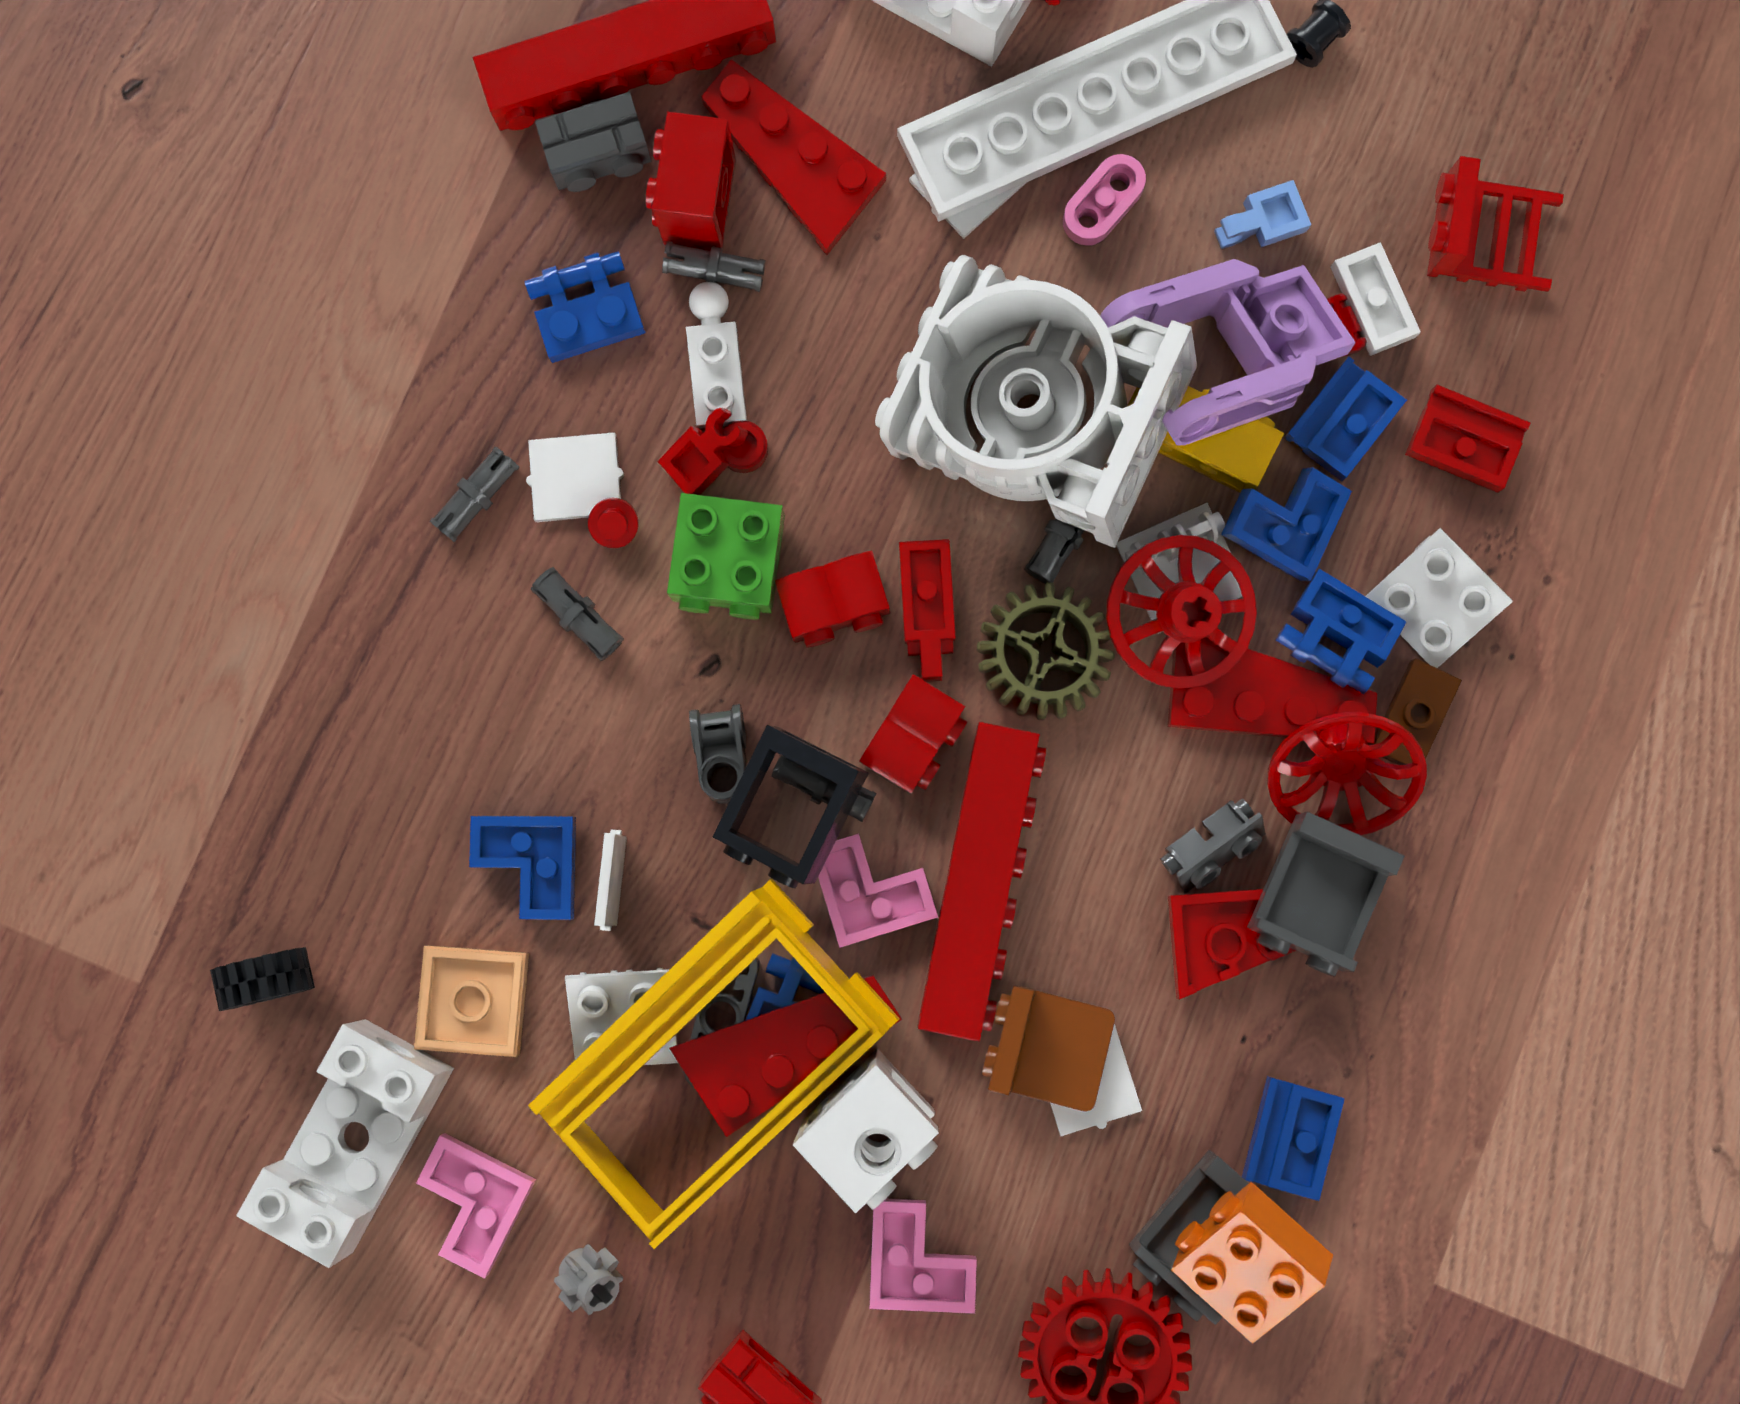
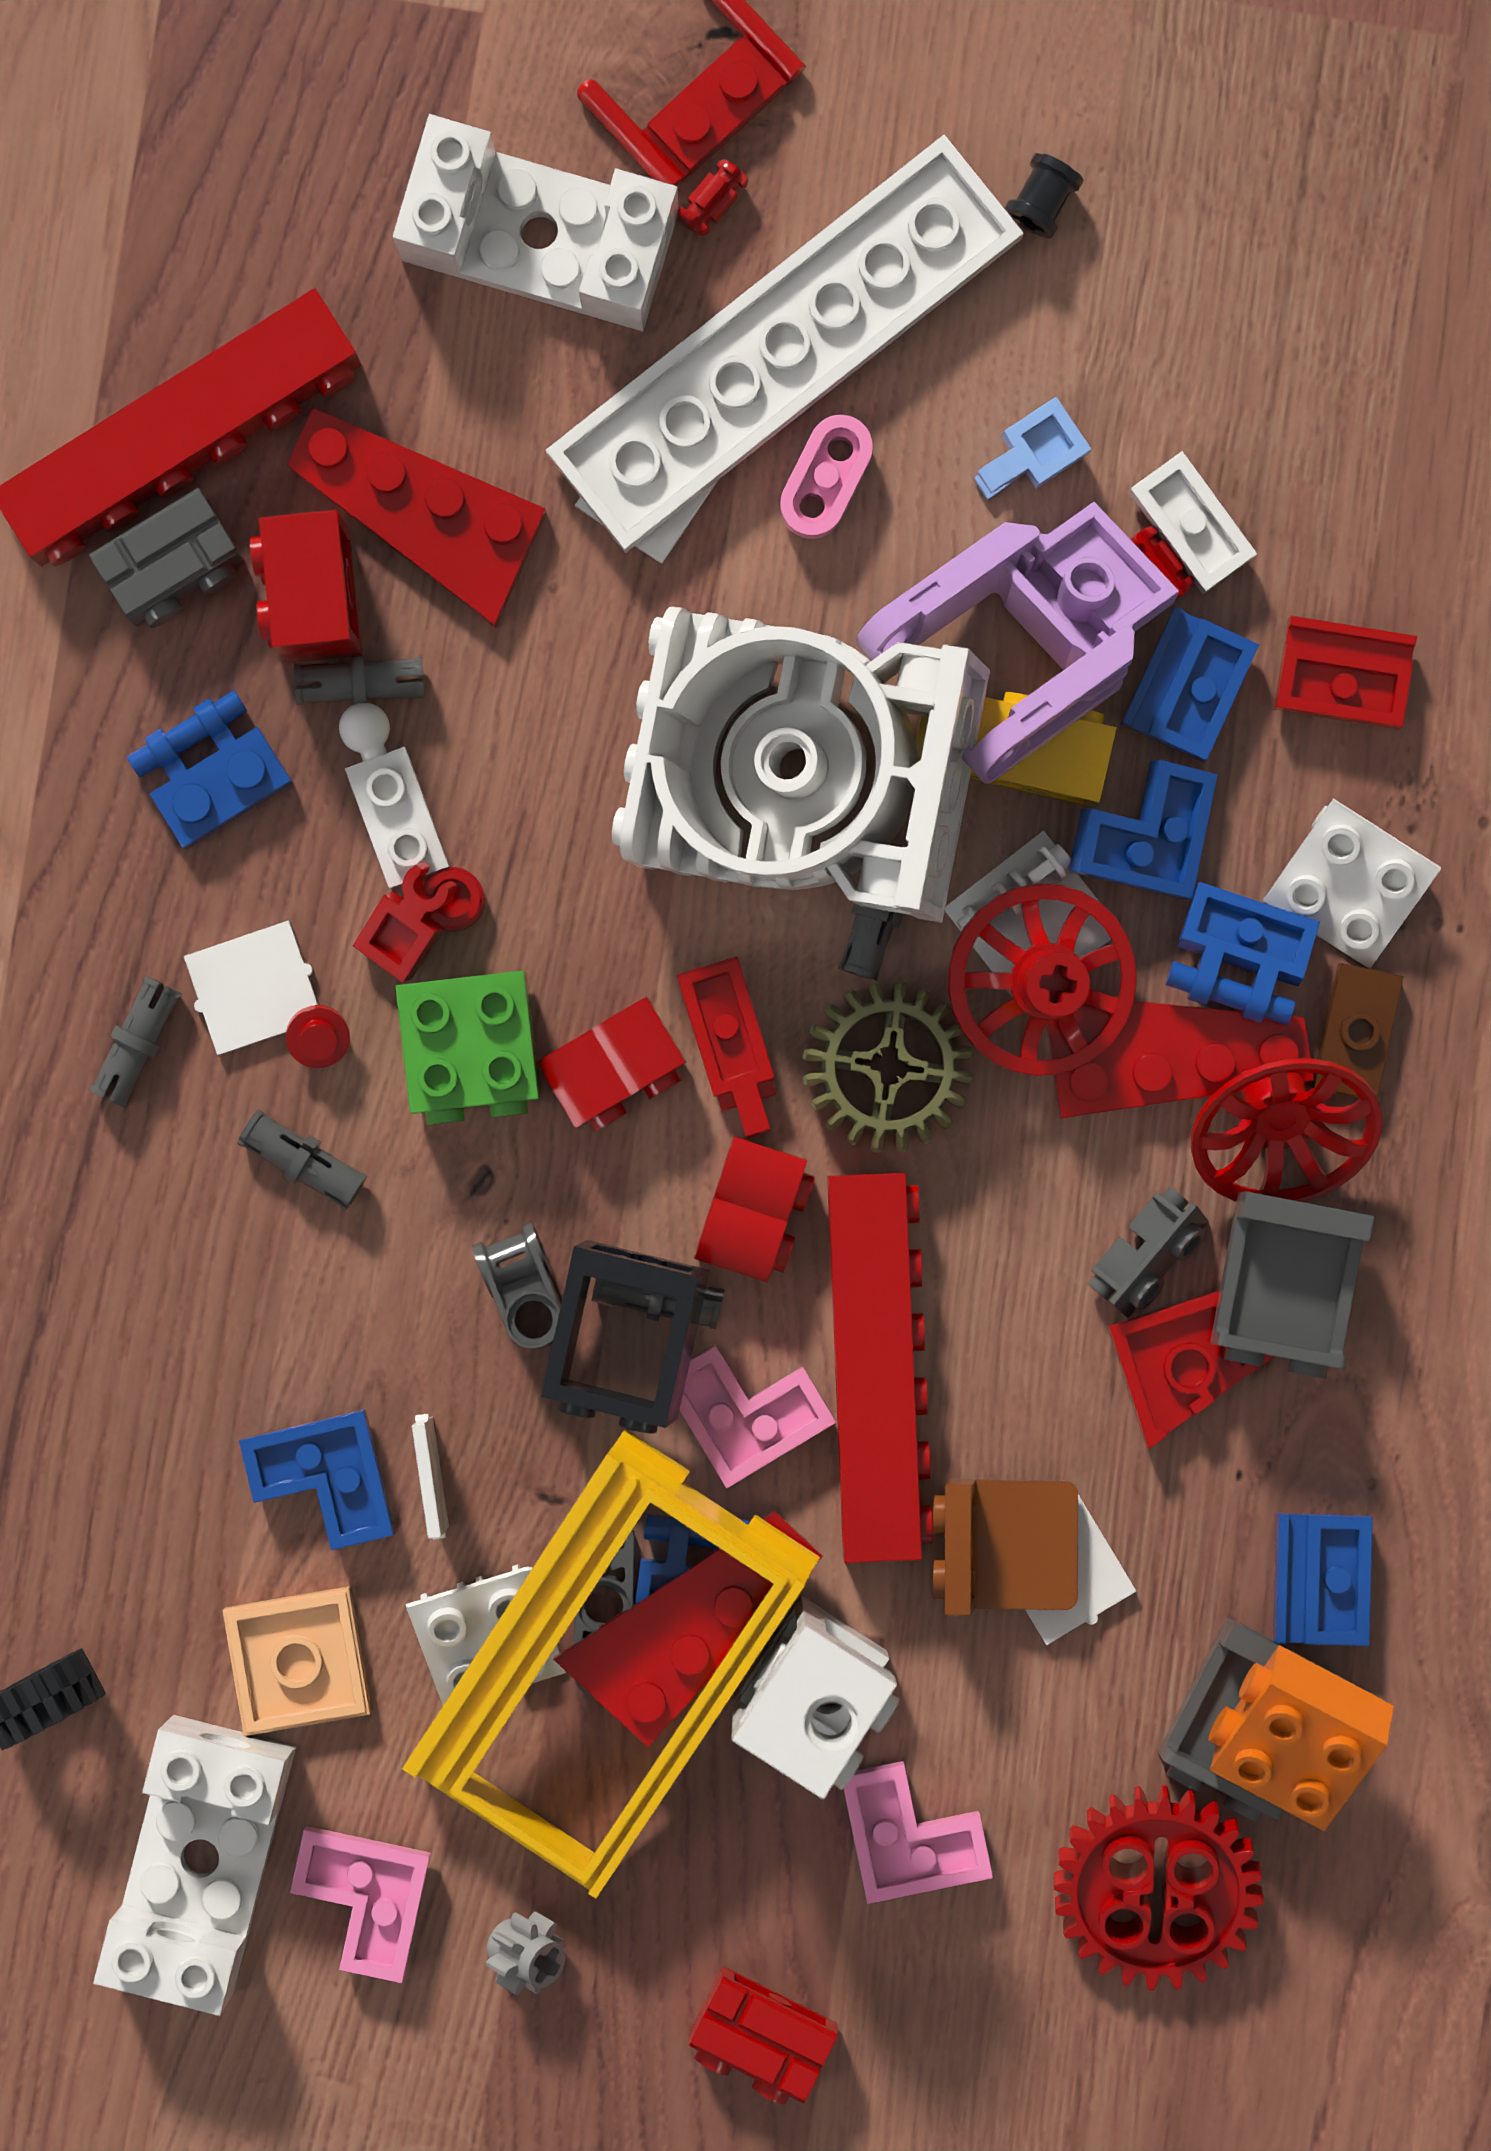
camera: 20 degrees left, 5 degrees up
(1457, 225) = (1274, 413): red plate -> none

